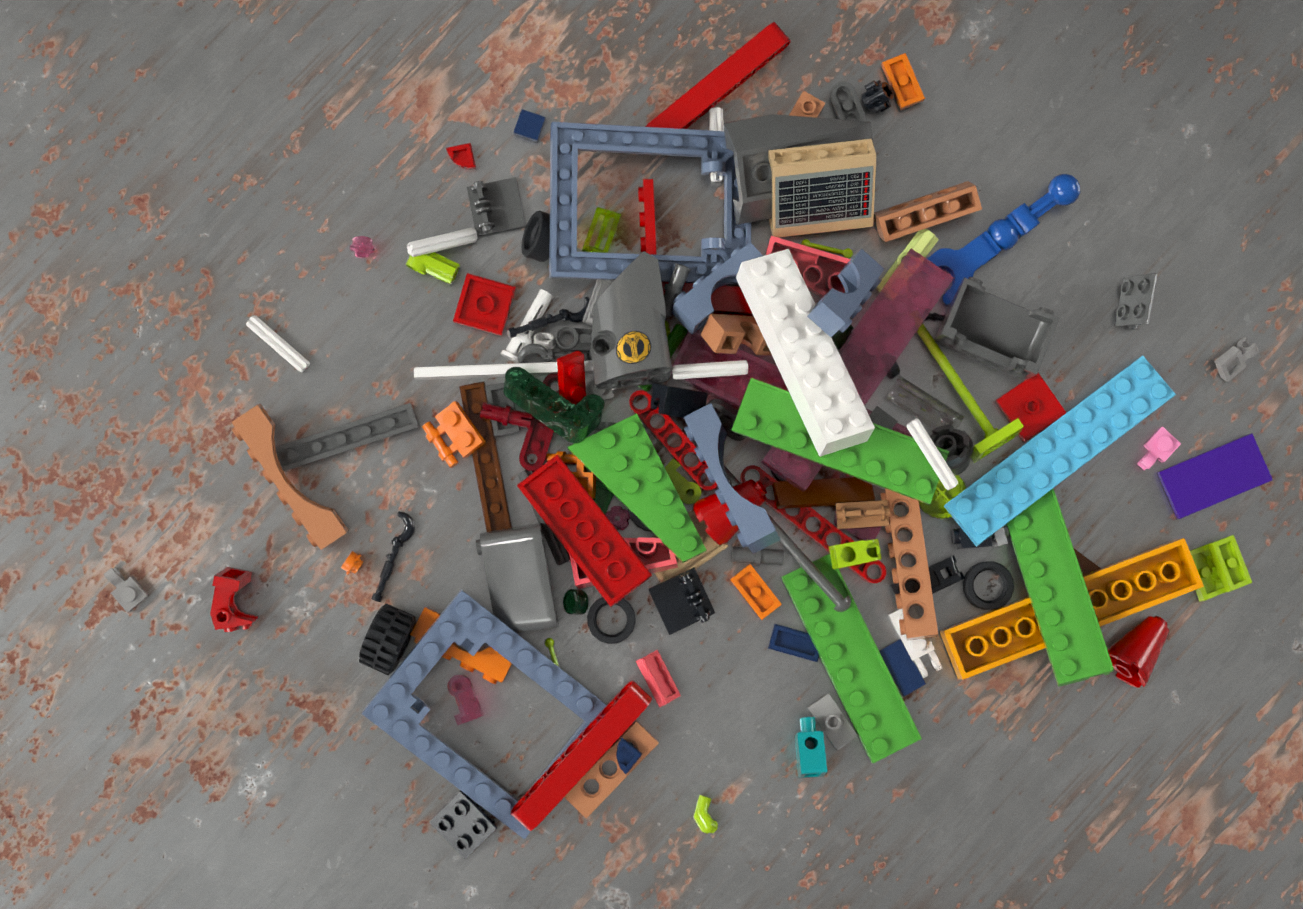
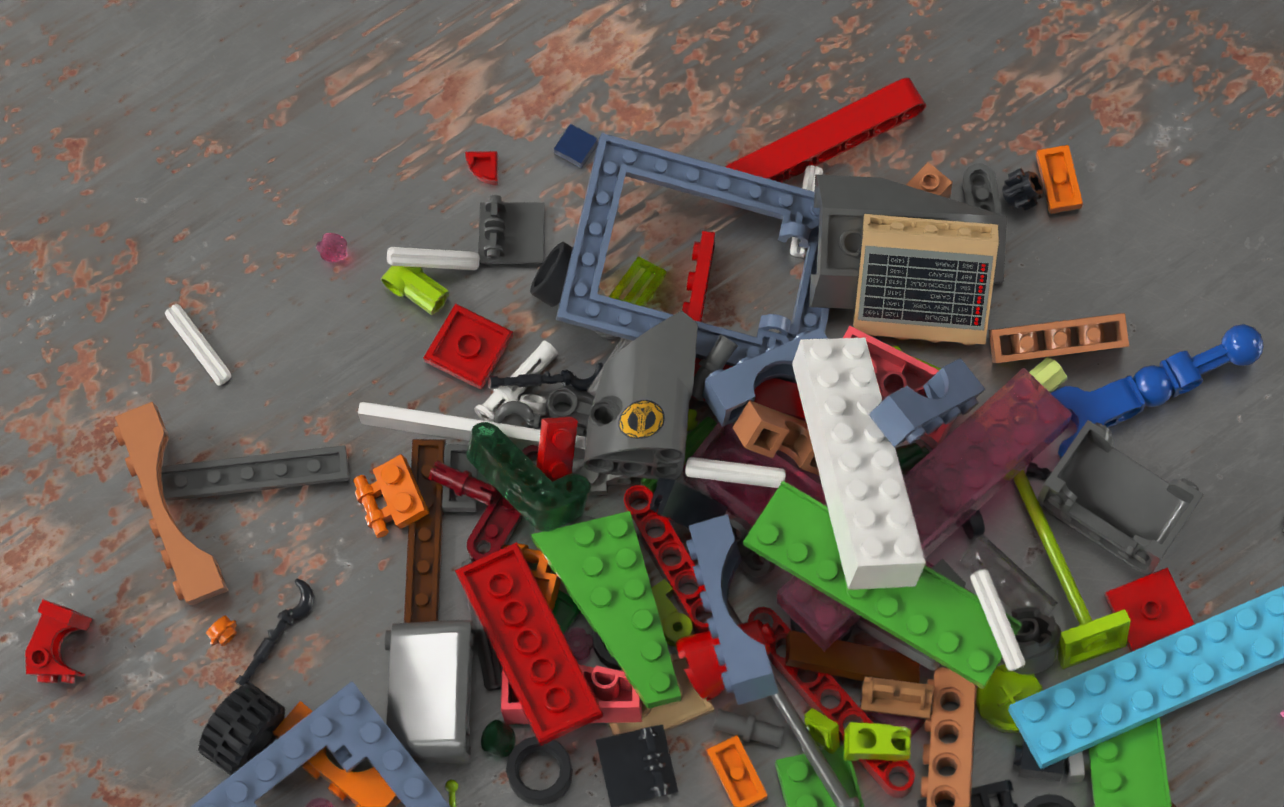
camera: 20 degrees right, 15 degrees down
(811, 548) = (823, 730): none -> lime tile

